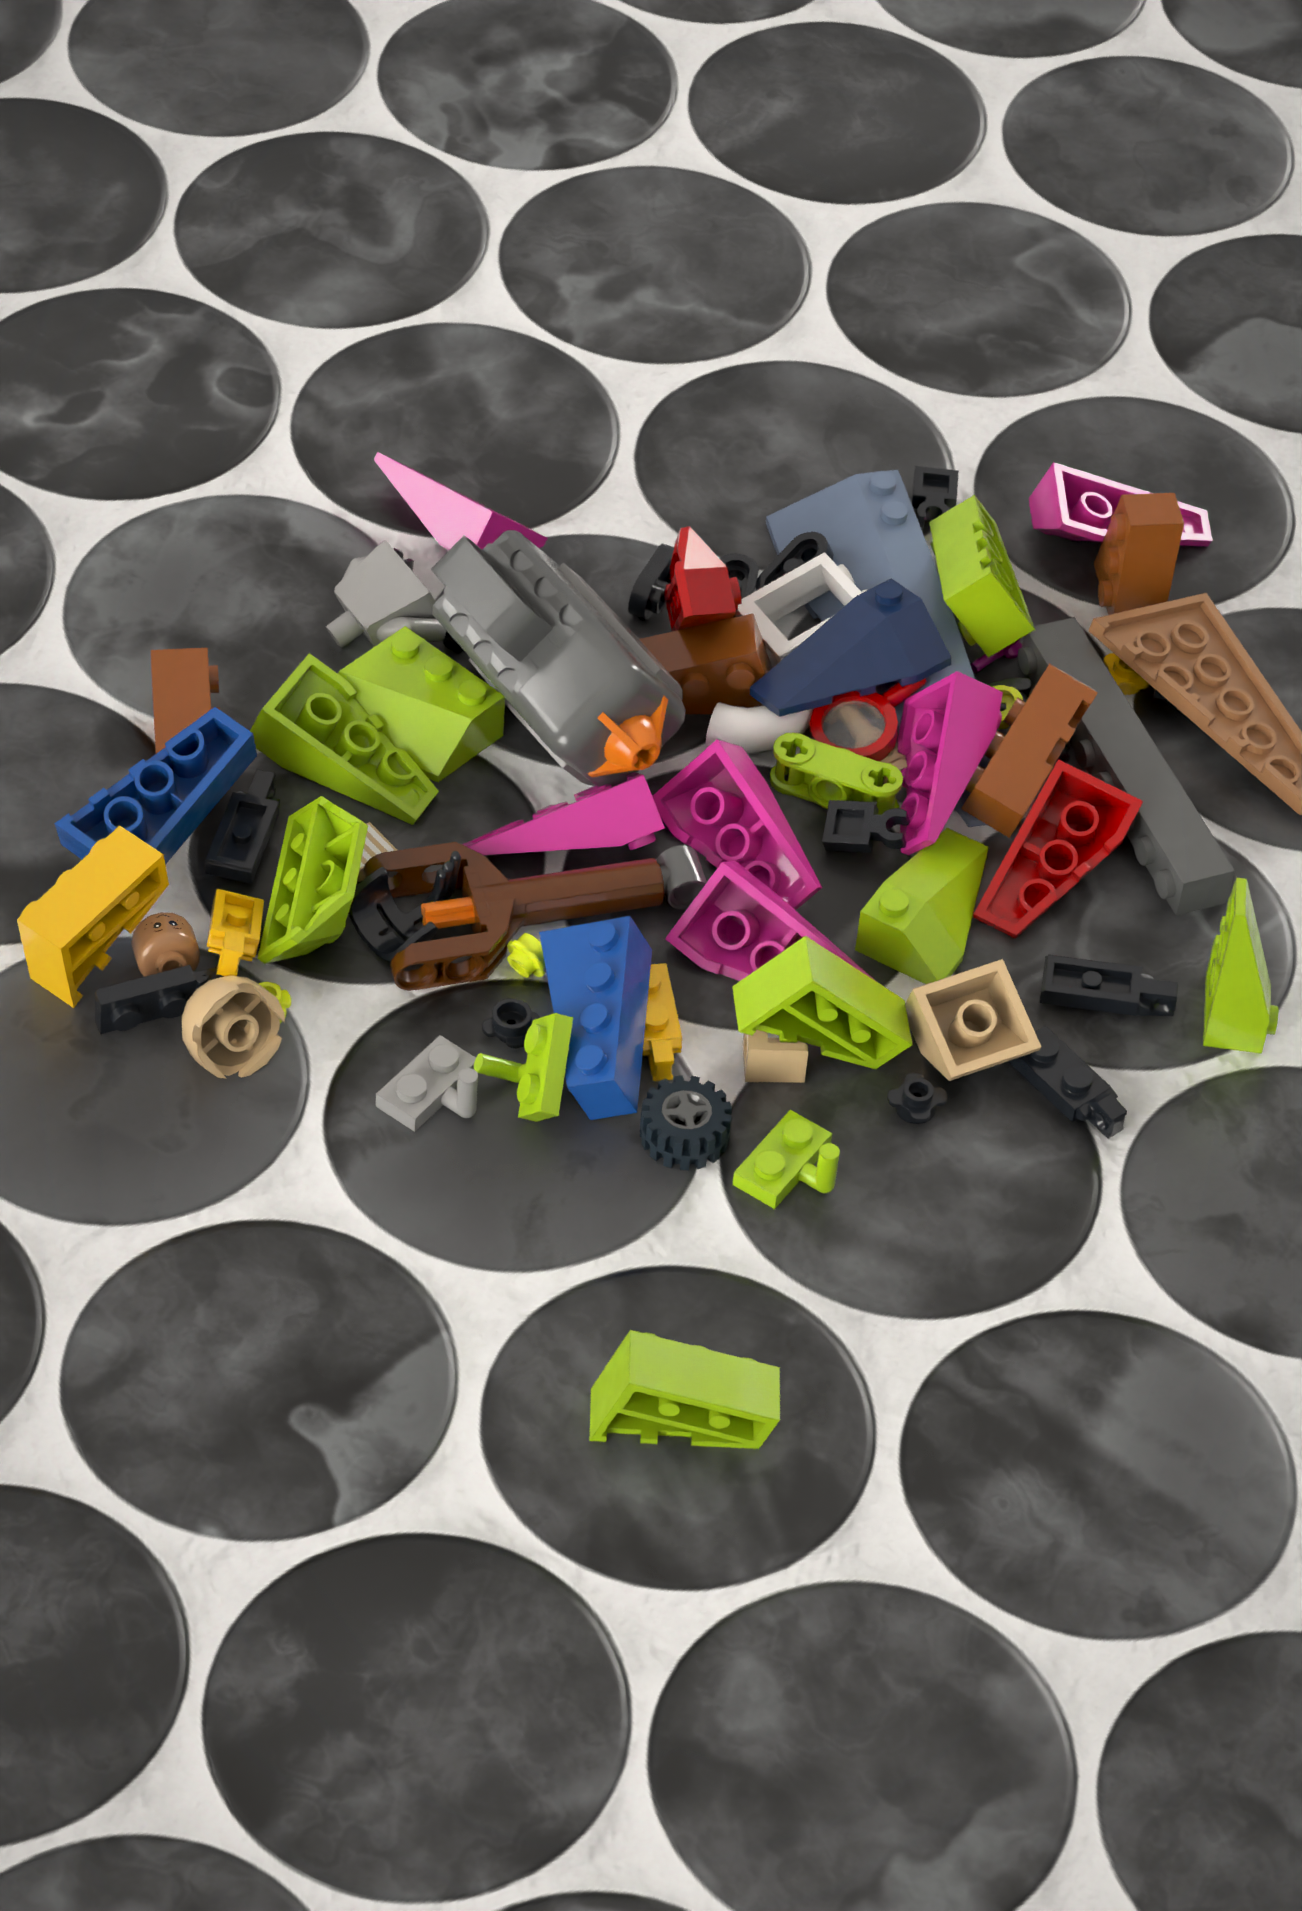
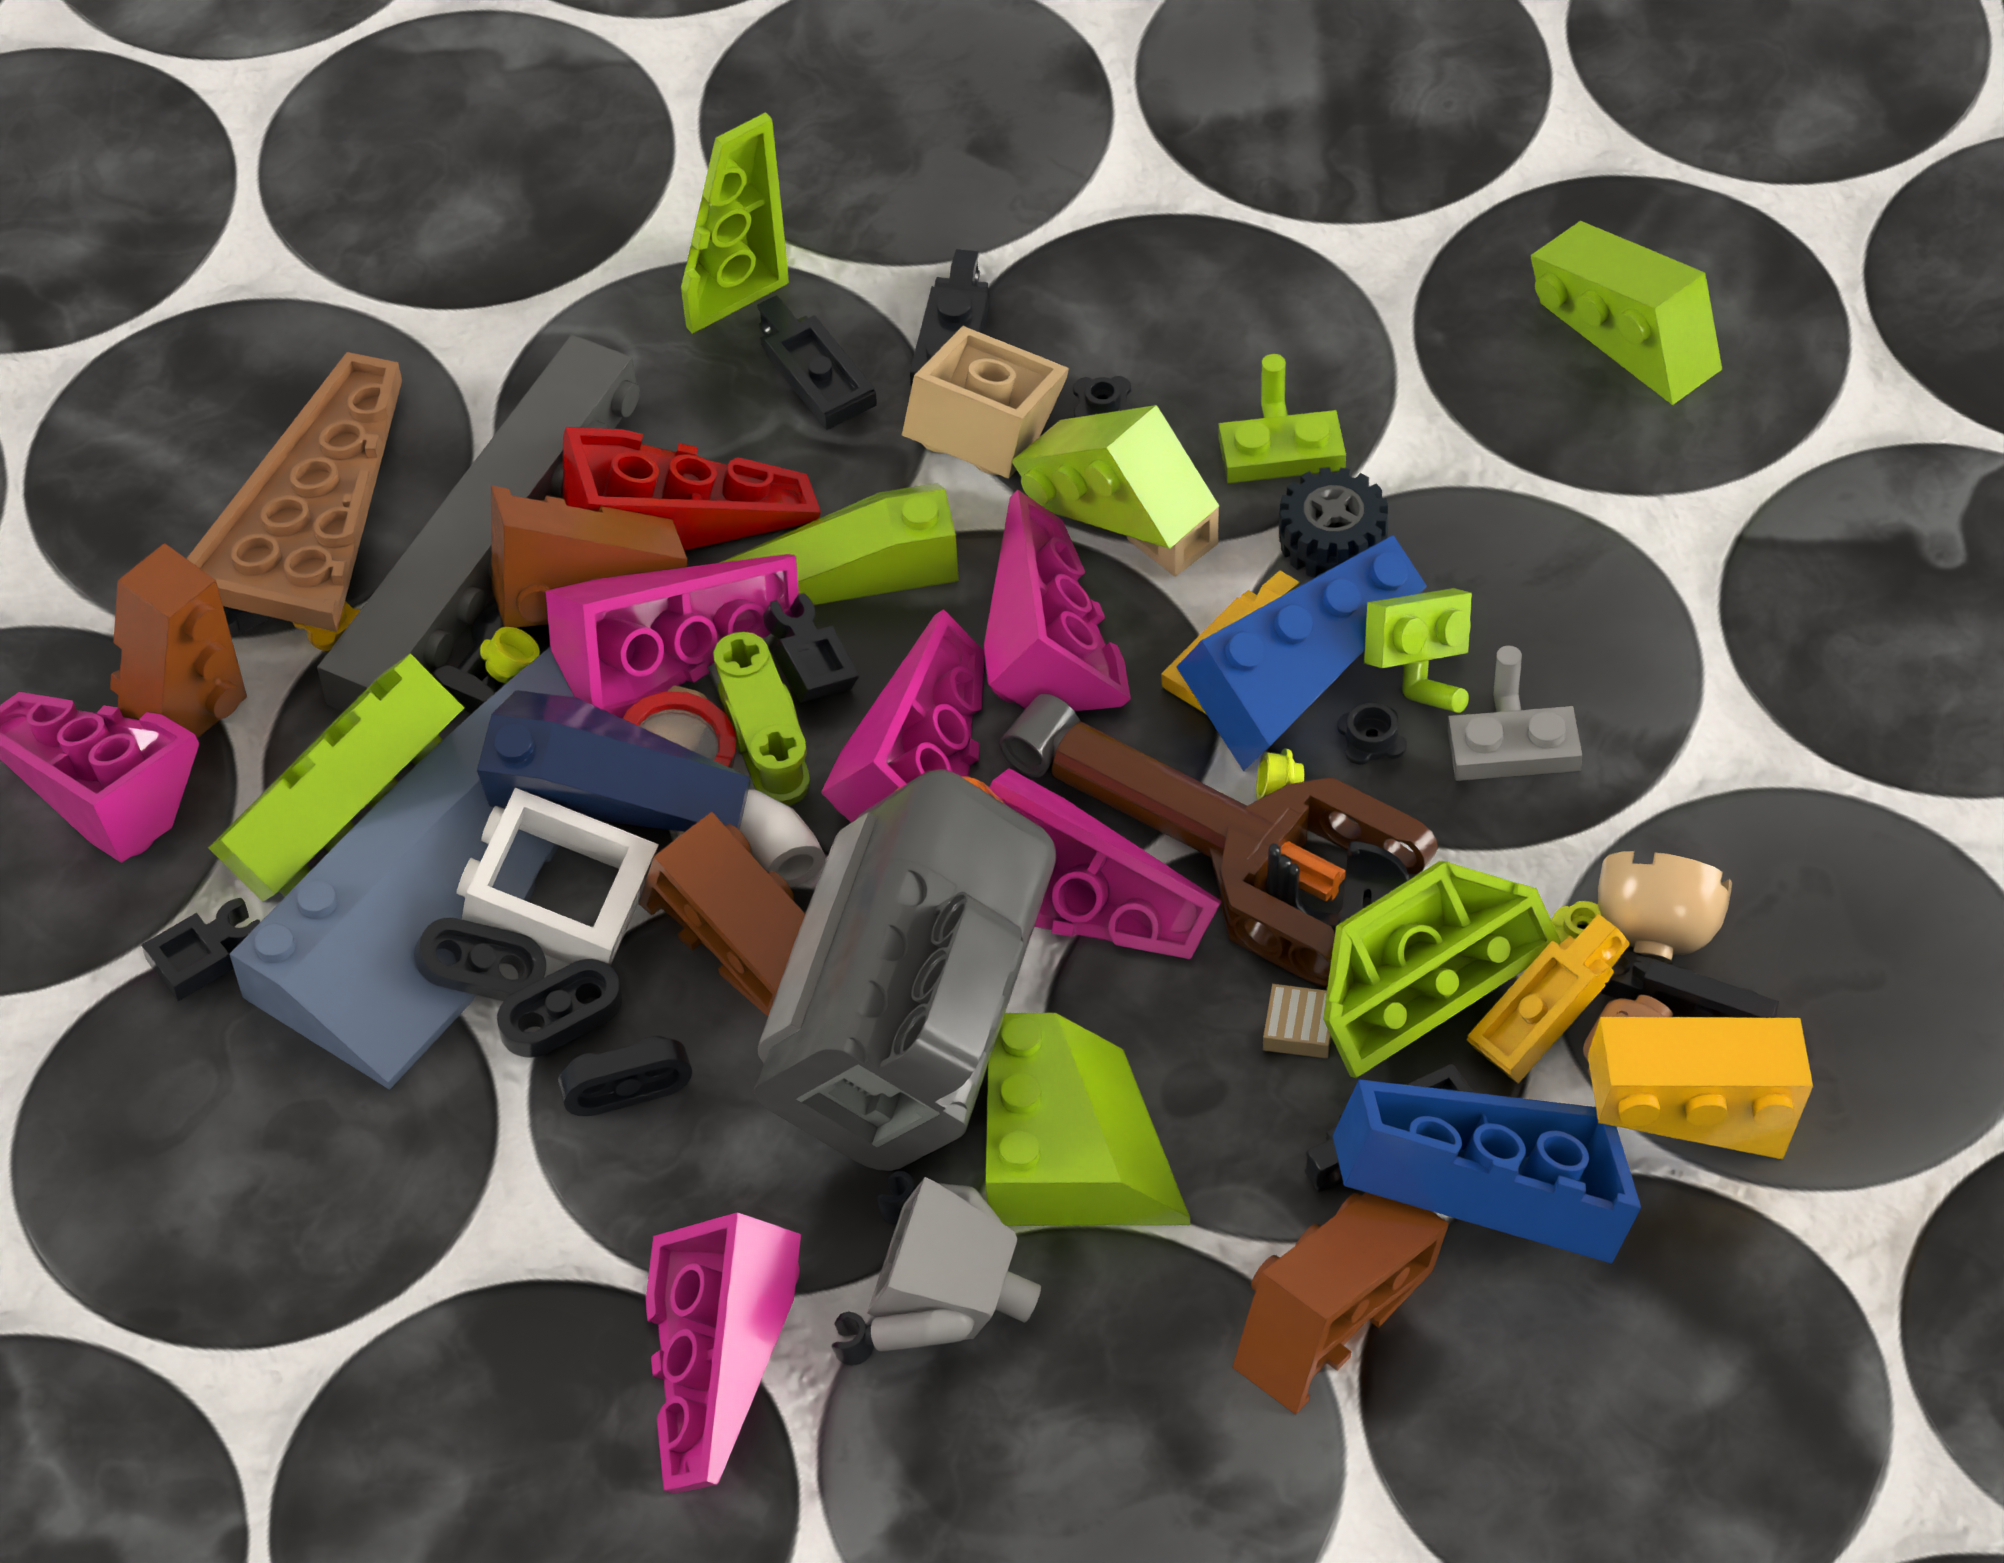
camera: 125 degrees left, 5 degrees up
(329, 738) = (1196, 1143): lime wedge -> none
(699, 584) = (684, 917): red wedge -> none

